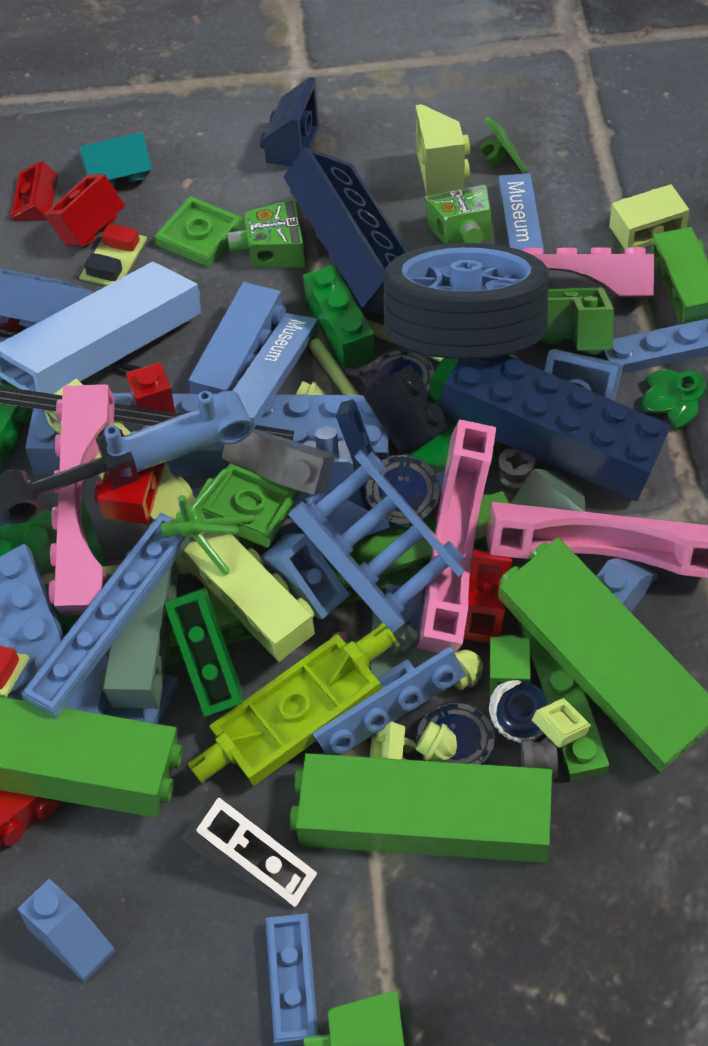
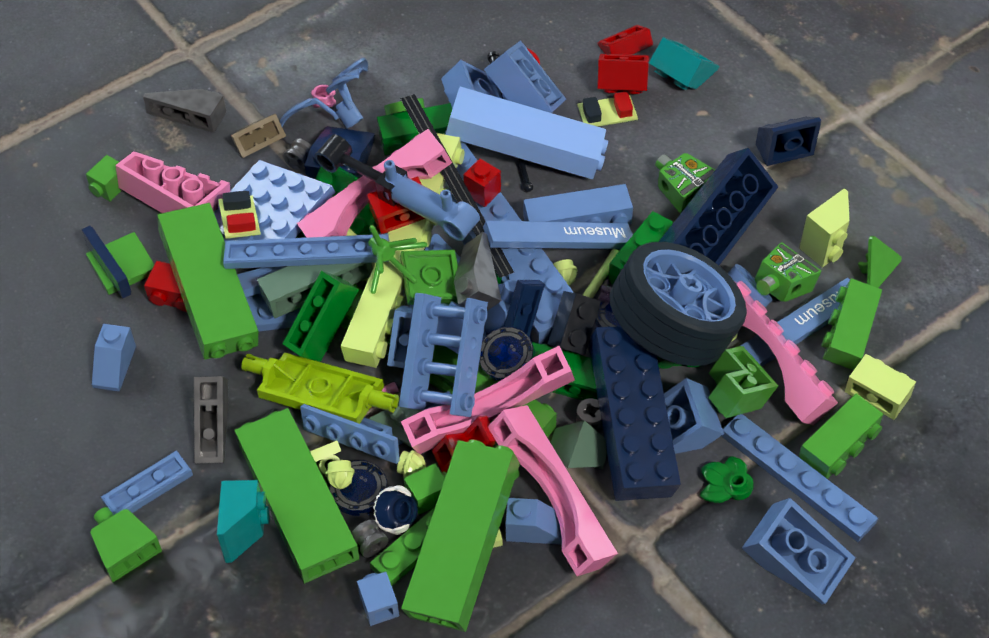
camera: 55 degrees right, 0 degrees up
(198, 231) = (662, 138): bright green tile -> none
(428, 879) = (240, 517): none -> teal slope
(561, 722) = (395, 534): yellowish green tile -> none
(564, 197) = (851, 323): none -> bright green brick
(625, 786) = (378, 598): none -> medium blue brick

